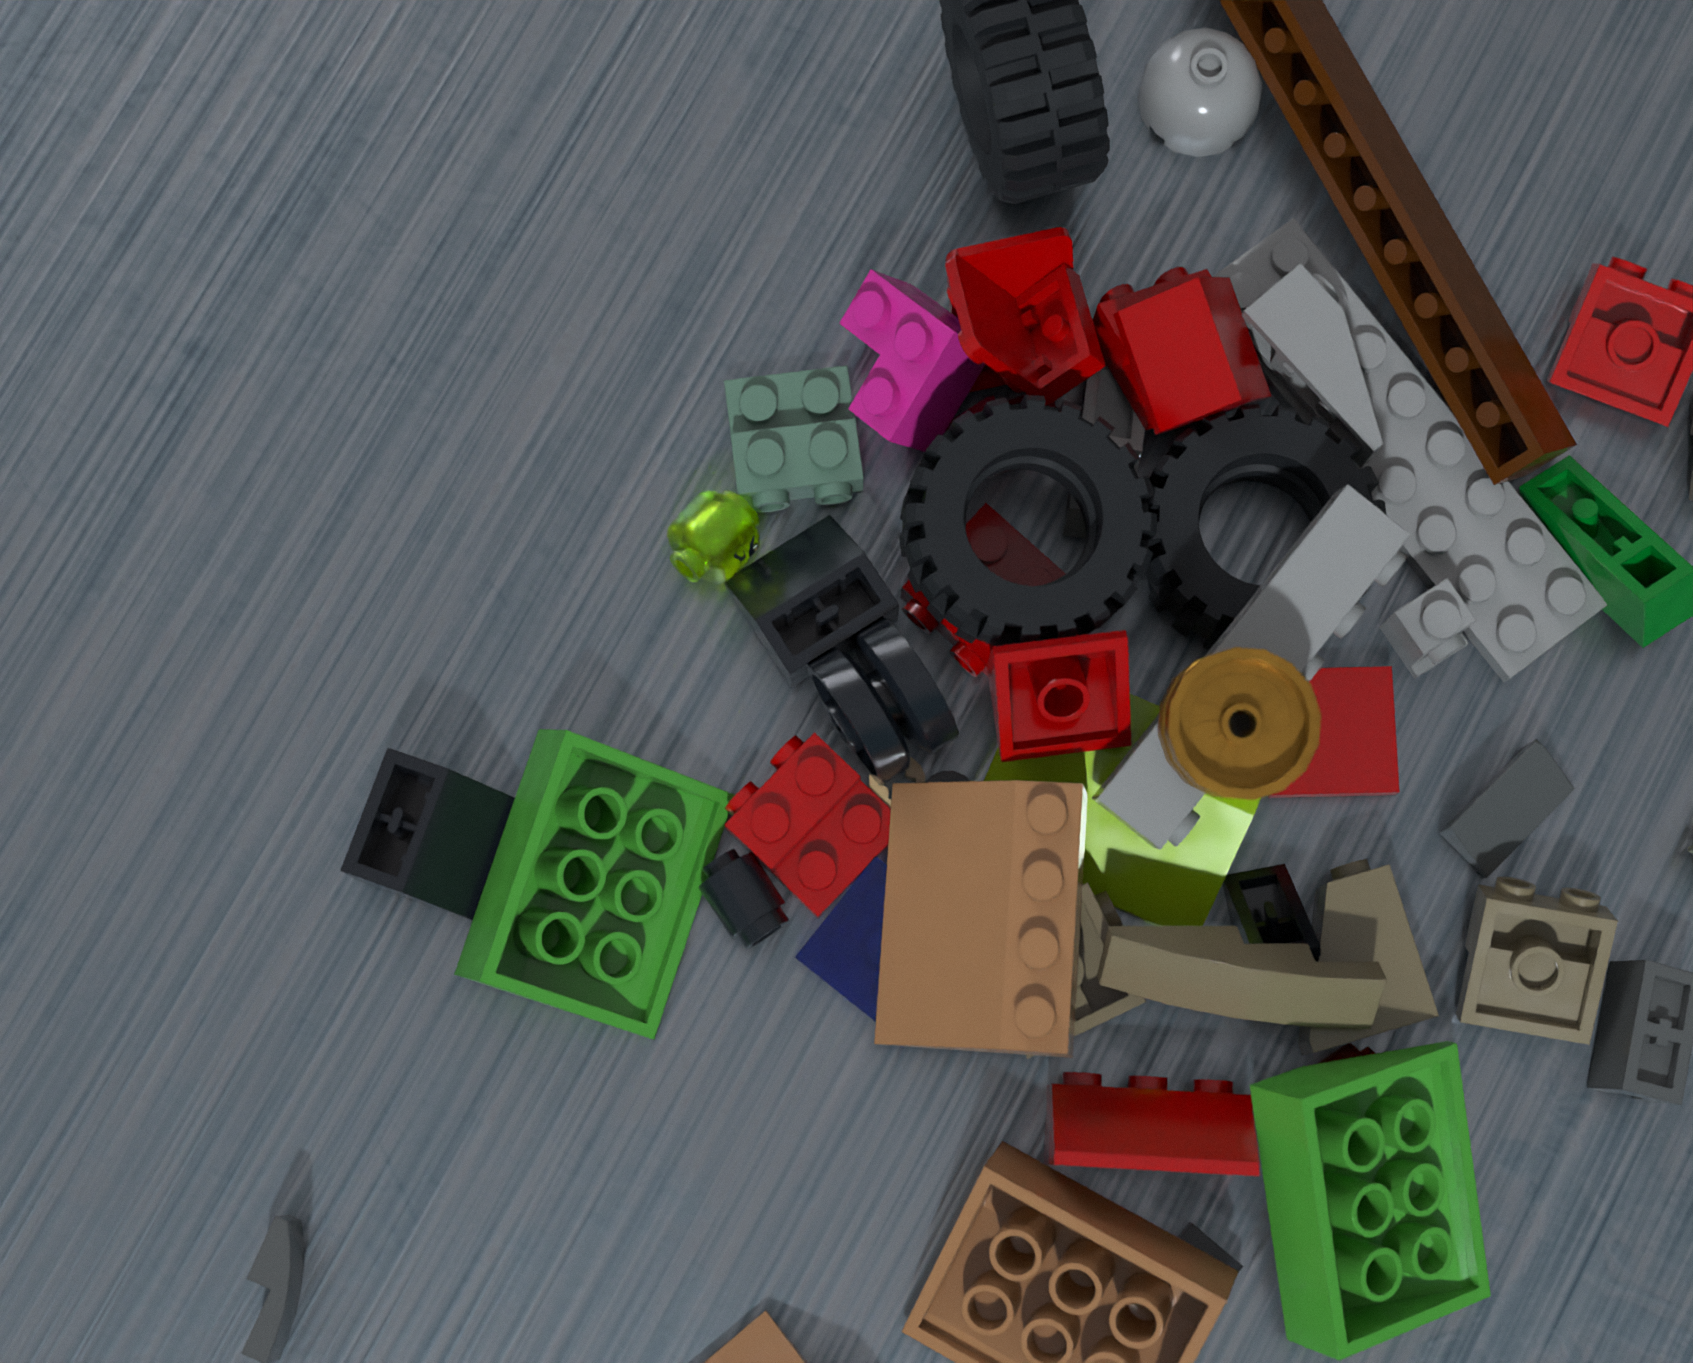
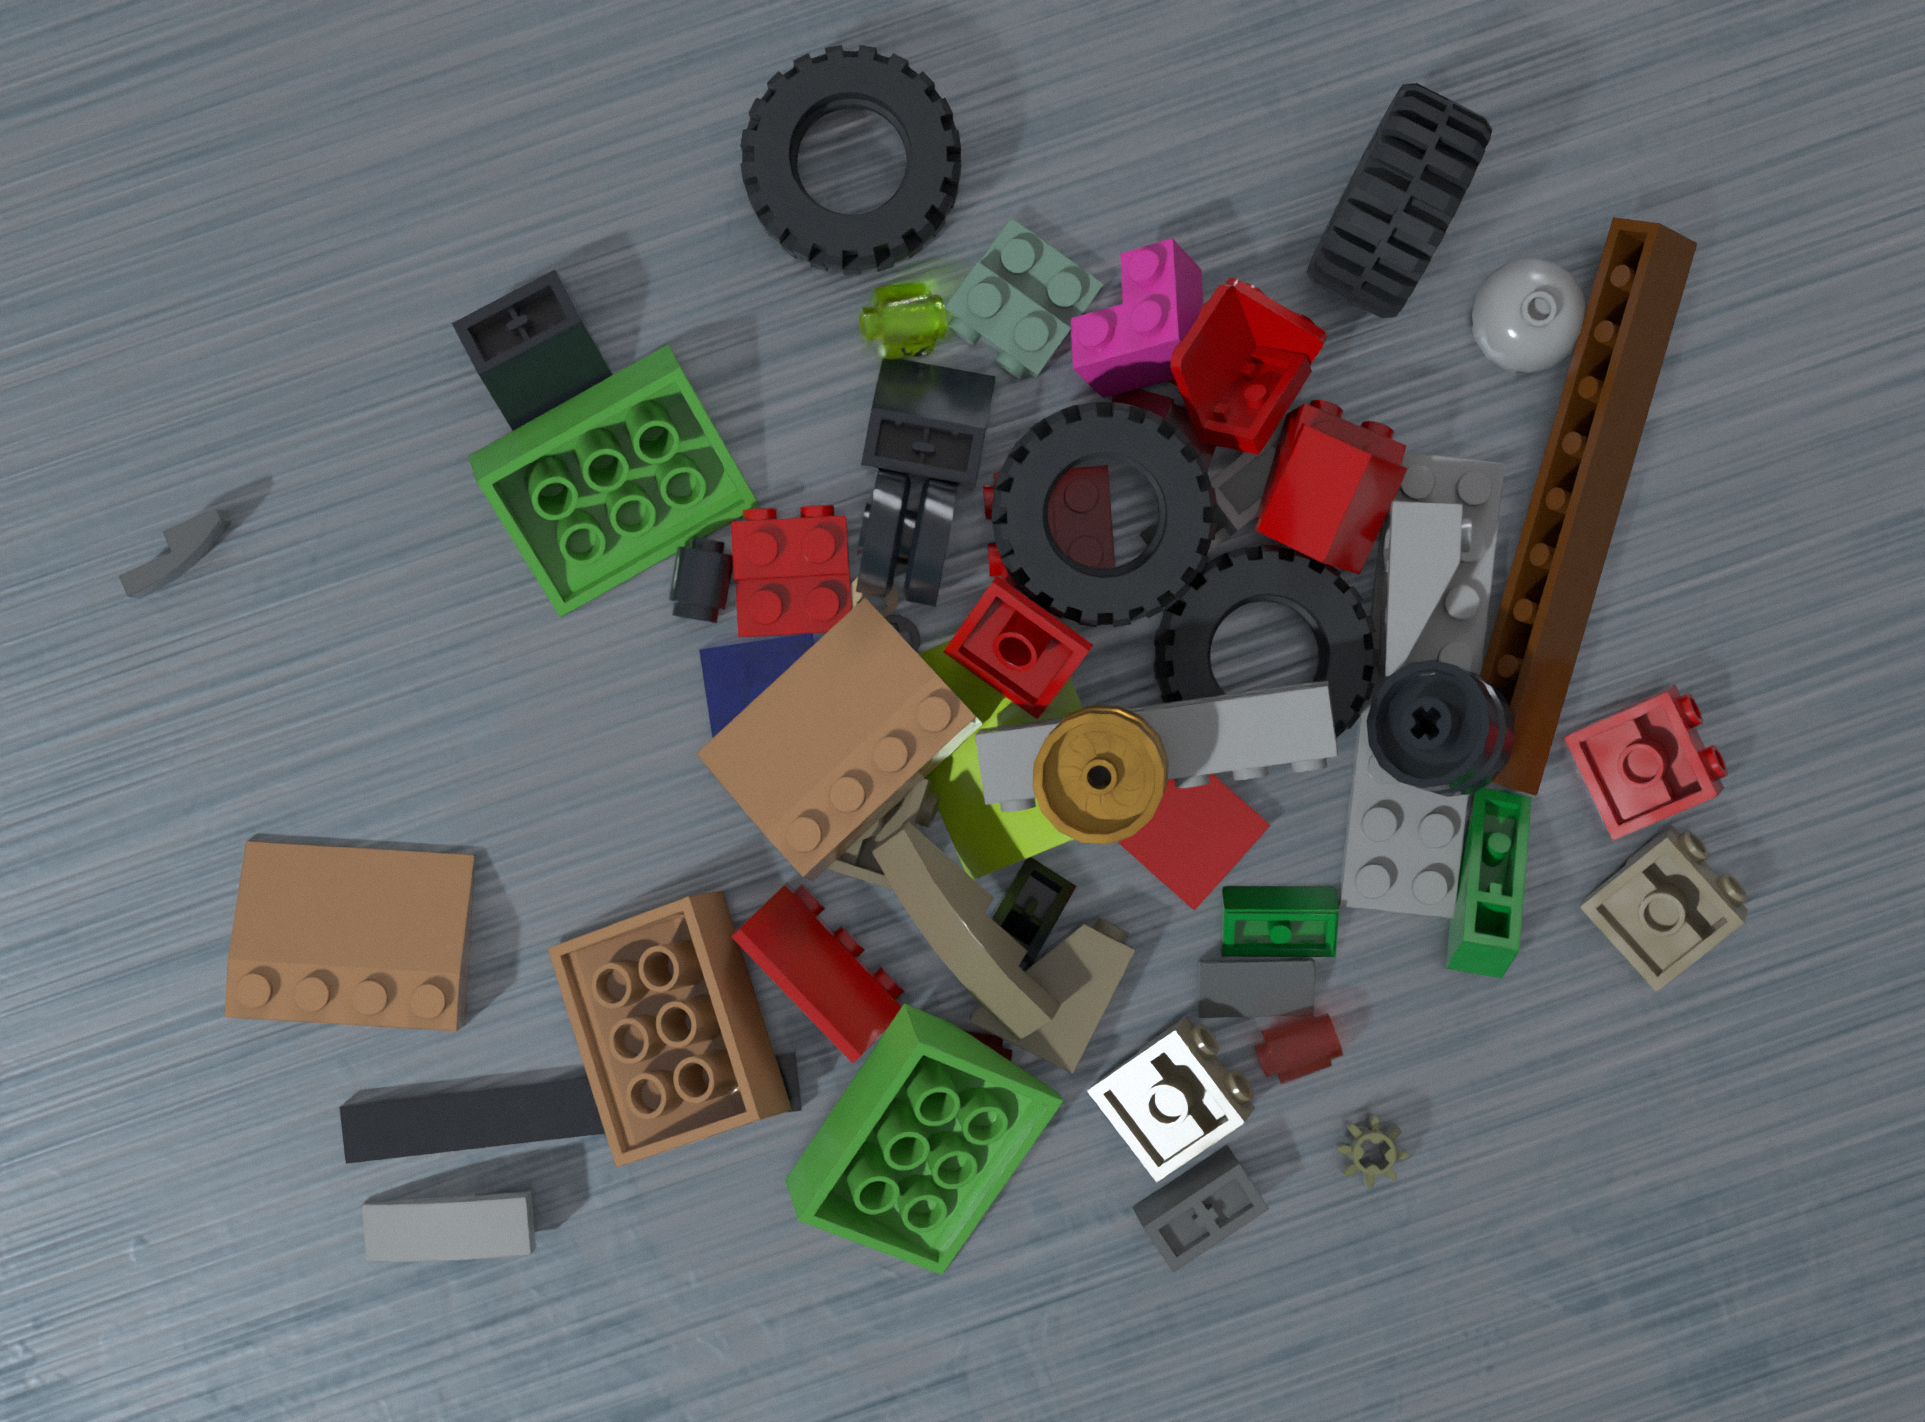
camera: 40 degrees right, 10 degrees up
(540, 368) = (836, 83): none -> black tyre
(1421, 441) = (1440, 697): none -> black wheel
(1429, 628) = (1318, 825): light grey brick -> none
(1473, 738) = (1279, 921): none -> green slope
(1592, 823) = (1298, 1047): none -> clear red brick

